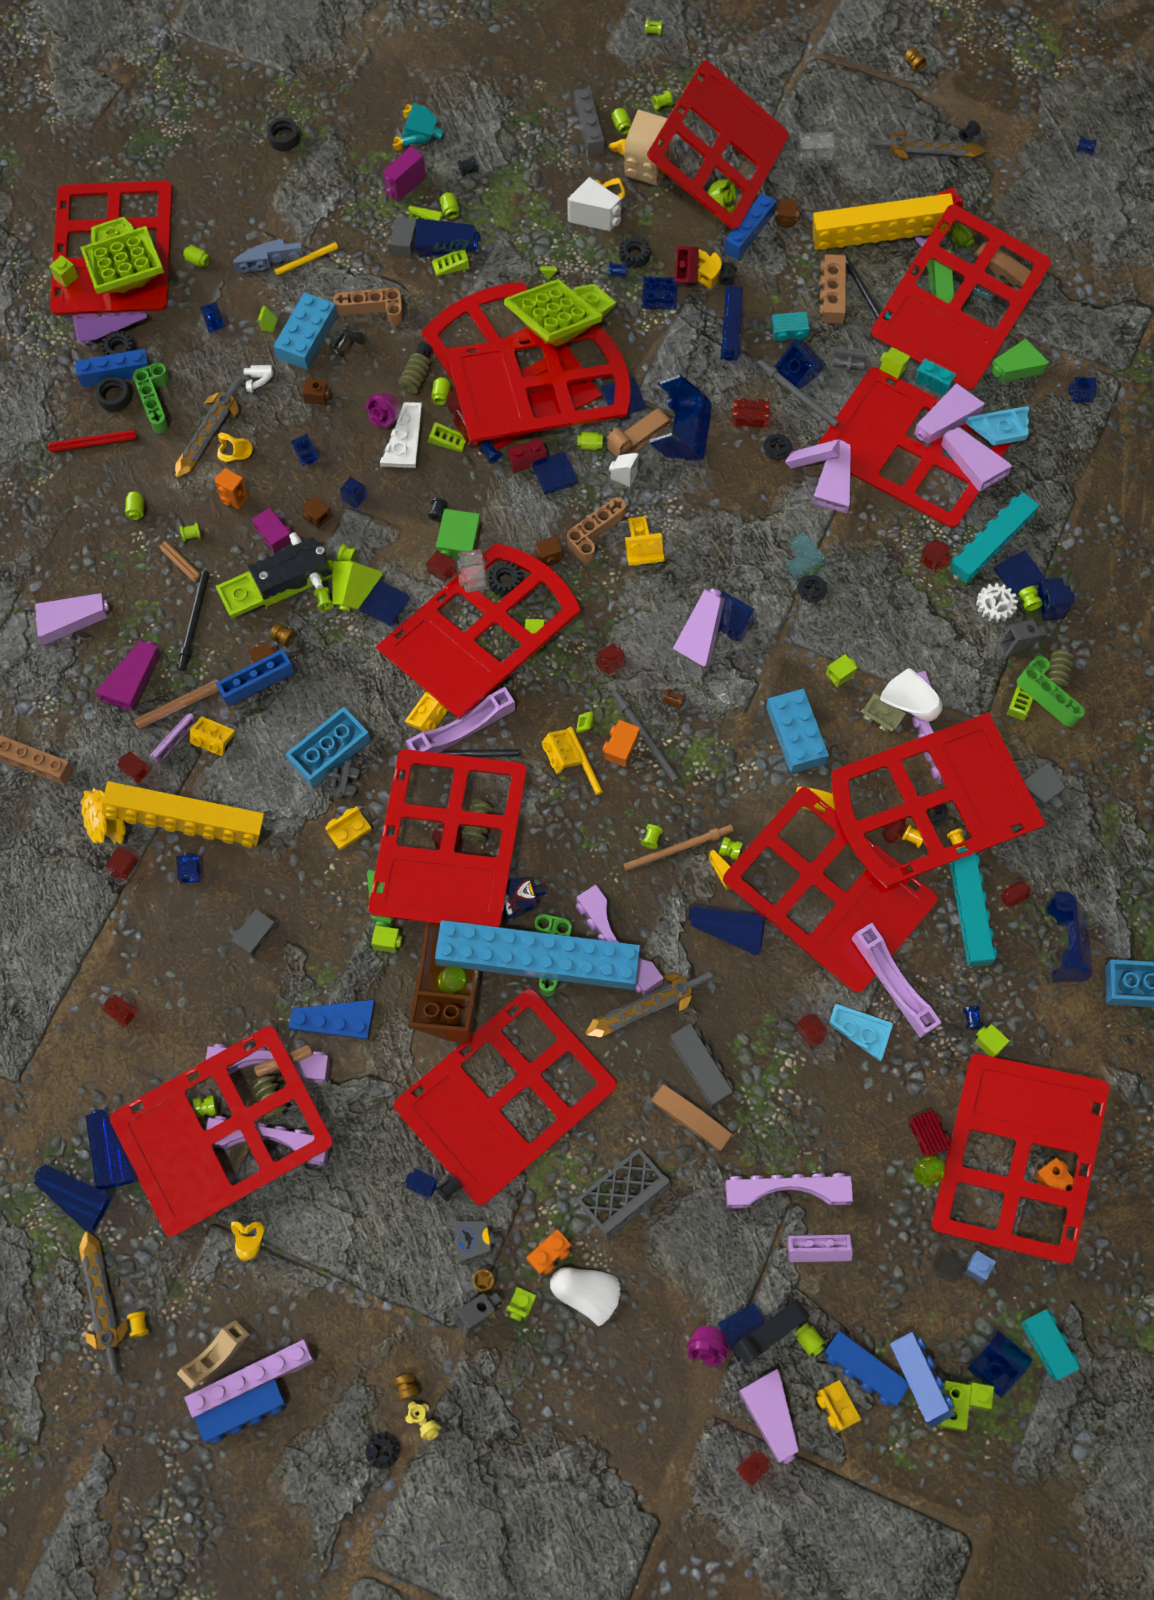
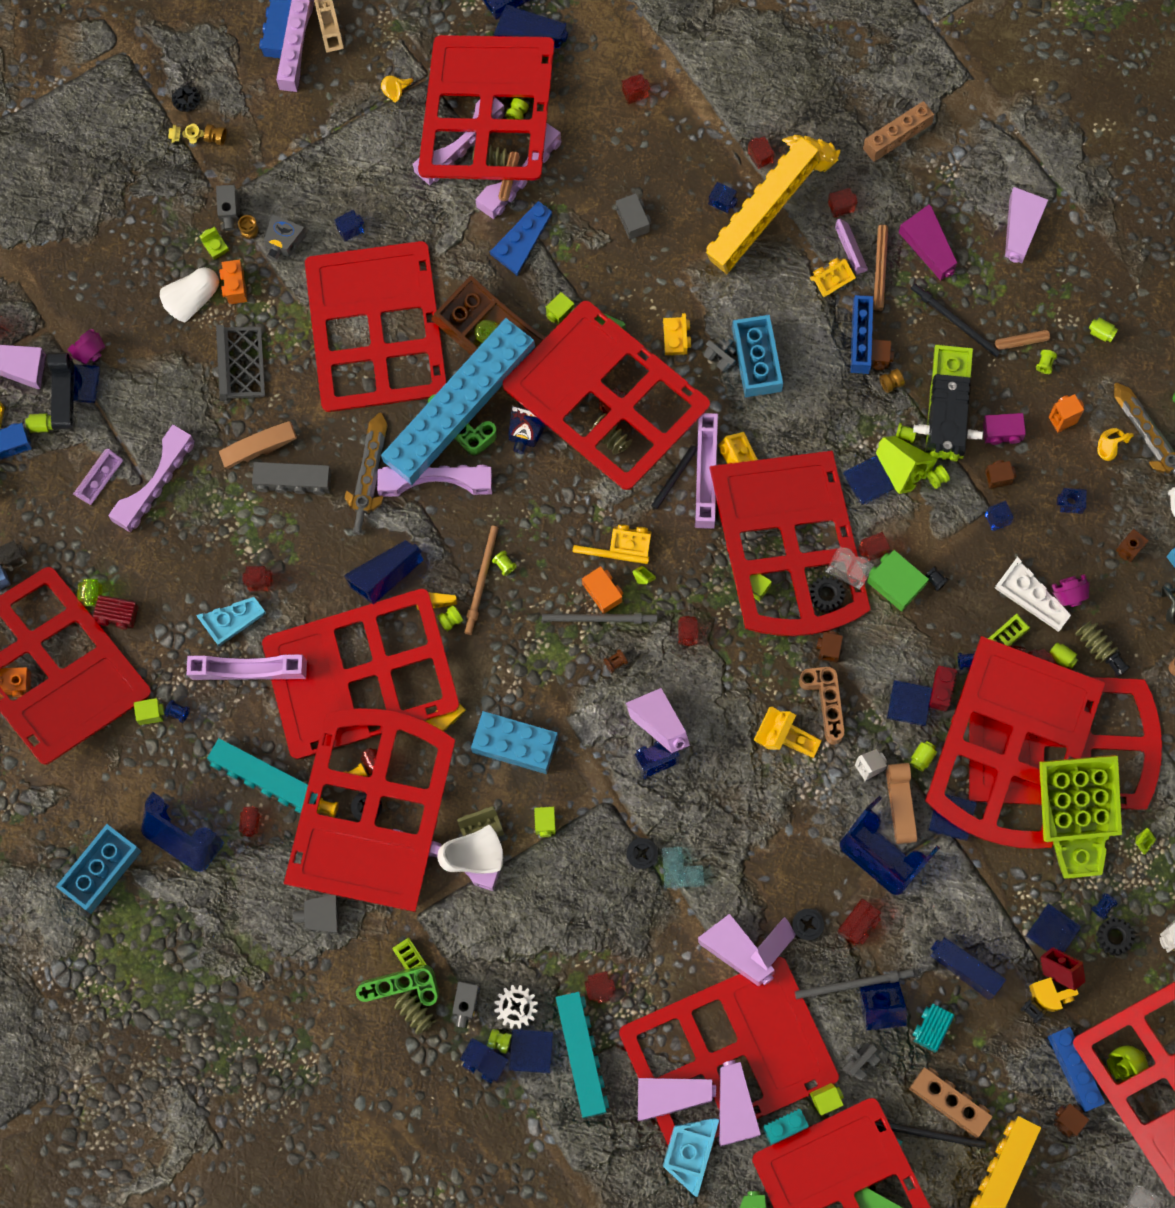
camera: 125 degrees right, 5 degrees up
(448, 1188) = (333, 242): black bush -> none

